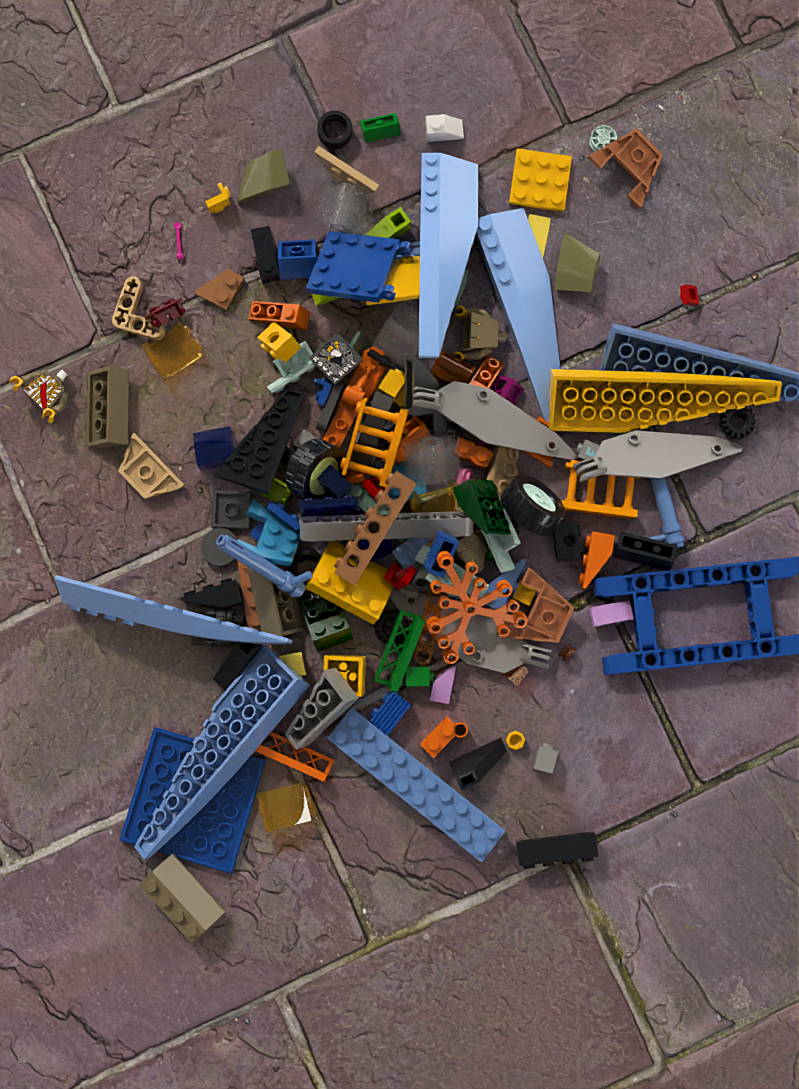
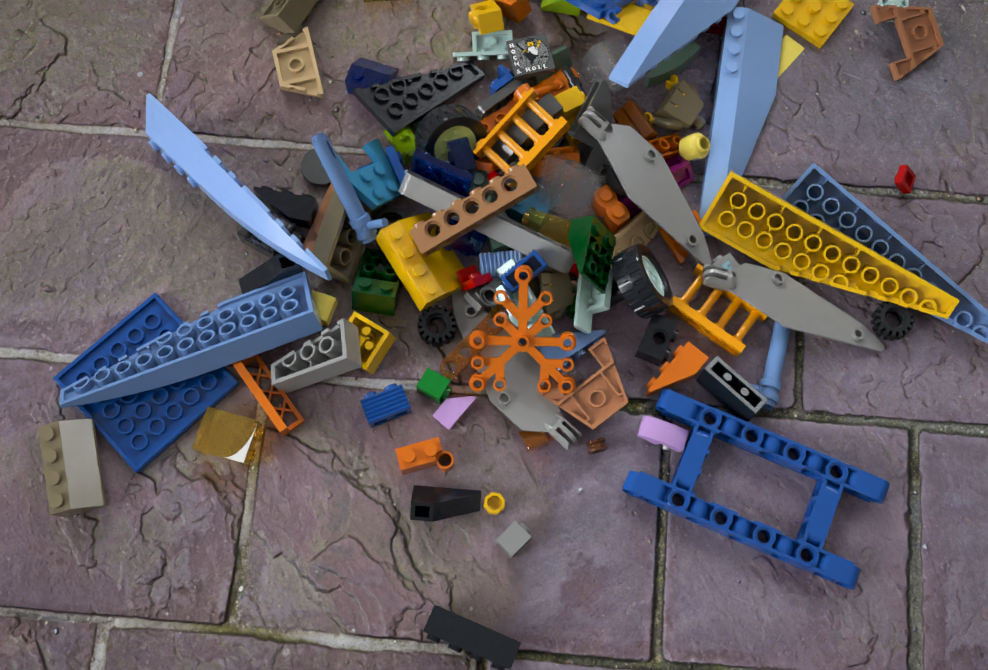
camera: 30 degrees right, 10 degrees down
(230, 509) = (351, 137): dark grey tile -> none
(407, 649) = (436, 353): green fence -> none
(416, 784) = (369, 491): medium blue brick -> none
(510, 364) = (694, 147): none -> light yellow head
(524, 594) = (586, 366): yellow plate -> none
(576, 266) = (806, 97): olive slope -> none

